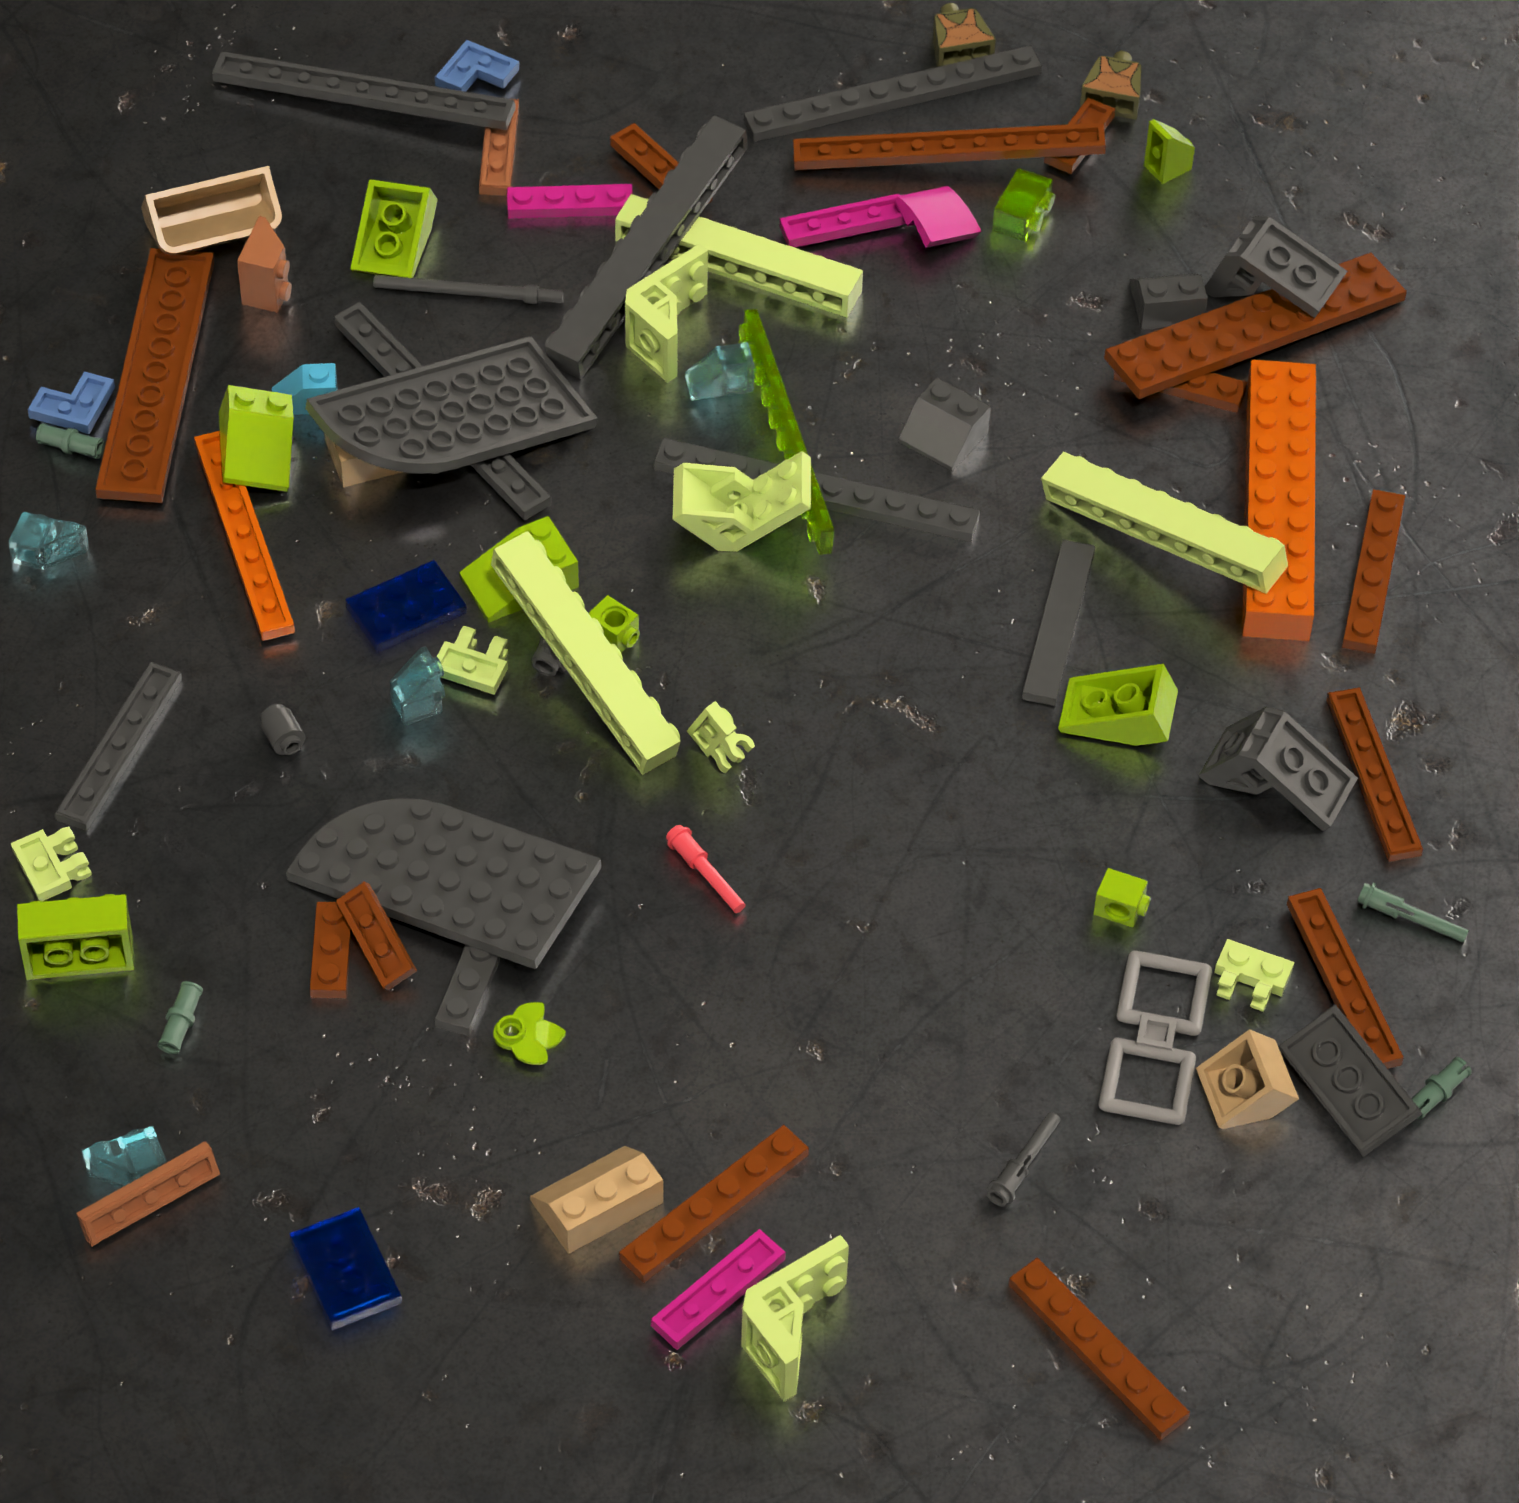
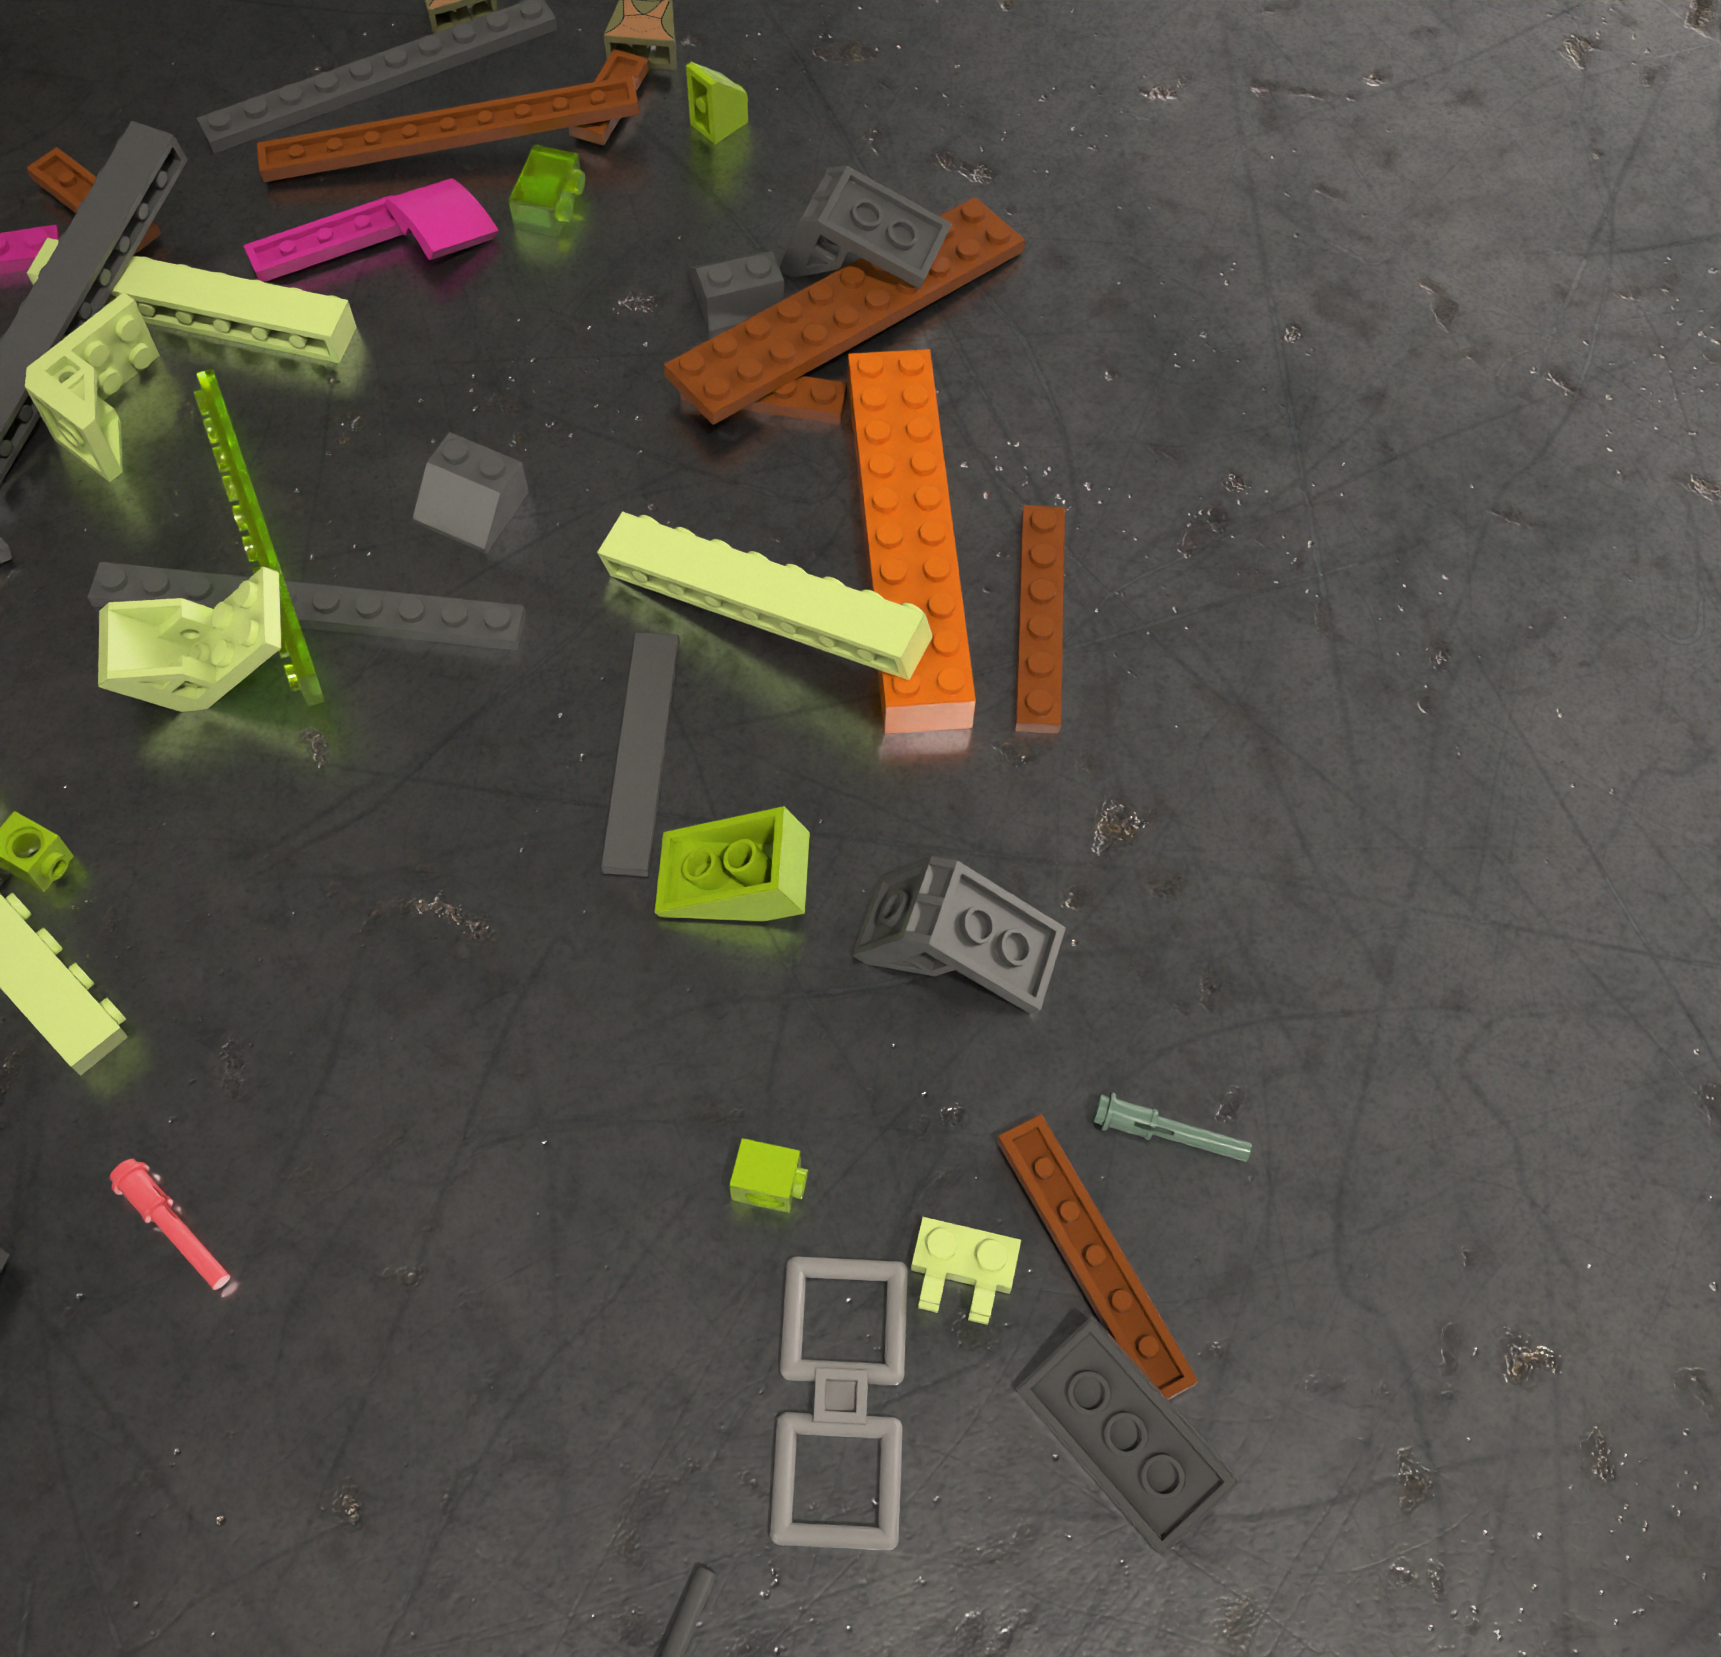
camera: 10 degrees left, 10 degrees up
(716, 736) = (168, 1004): yellowish green plate -> none
(722, 373) = (173, 461): clear light blue slope -> none
(1247, 1081) = (981, 1463): tan slope -> none
(1374, 774) = (1087, 918): dark orange tile -> none
(1440, 1086) = (1255, 1419): sand green pin -> none

